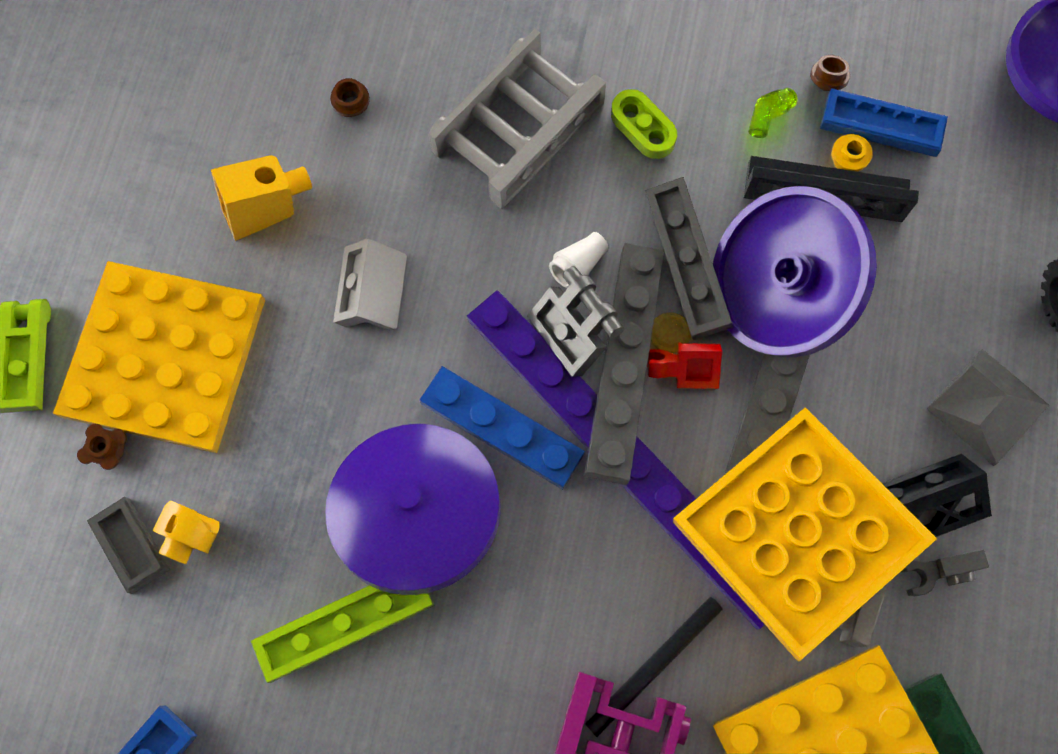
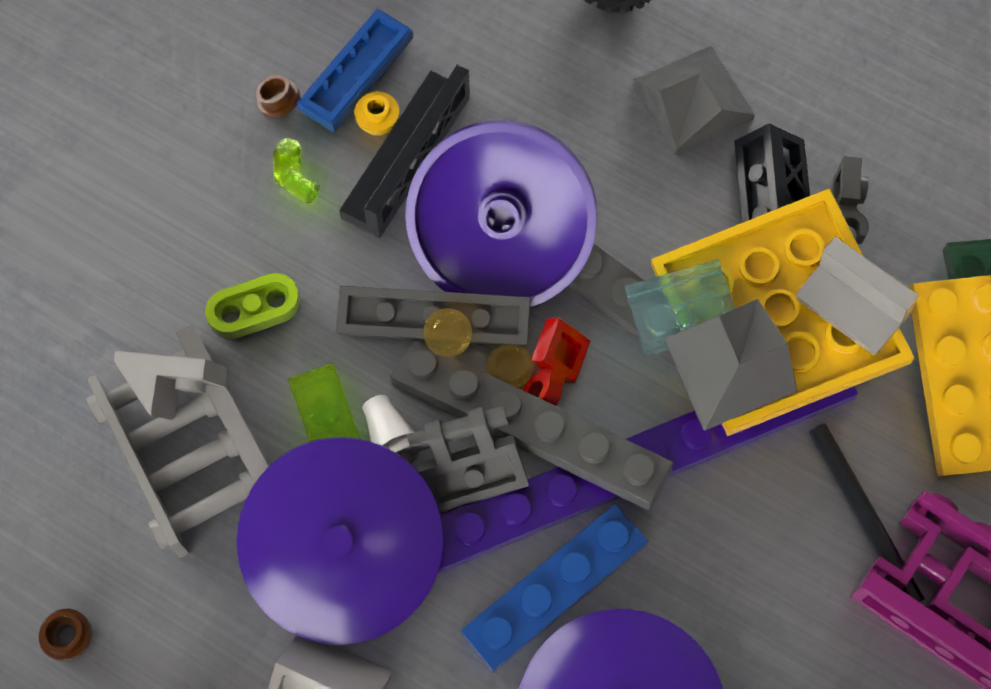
camera: 75 degrees left, 5 degrees down
(477, 250) = (340, 540): none -> dark purple dish
(549, 76) = (160, 377): none -> light grey slope
(576, 210) = (323, 404): none -> clear neon green plate
(674, 269) = (447, 332): none -> clear yellow plate
(730, 498) = (732, 363): none -> dark grey slope
(768, 445) = (676, 303): none -> clear light blue plate
(834, 589) = (857, 297): none -> light grey panel

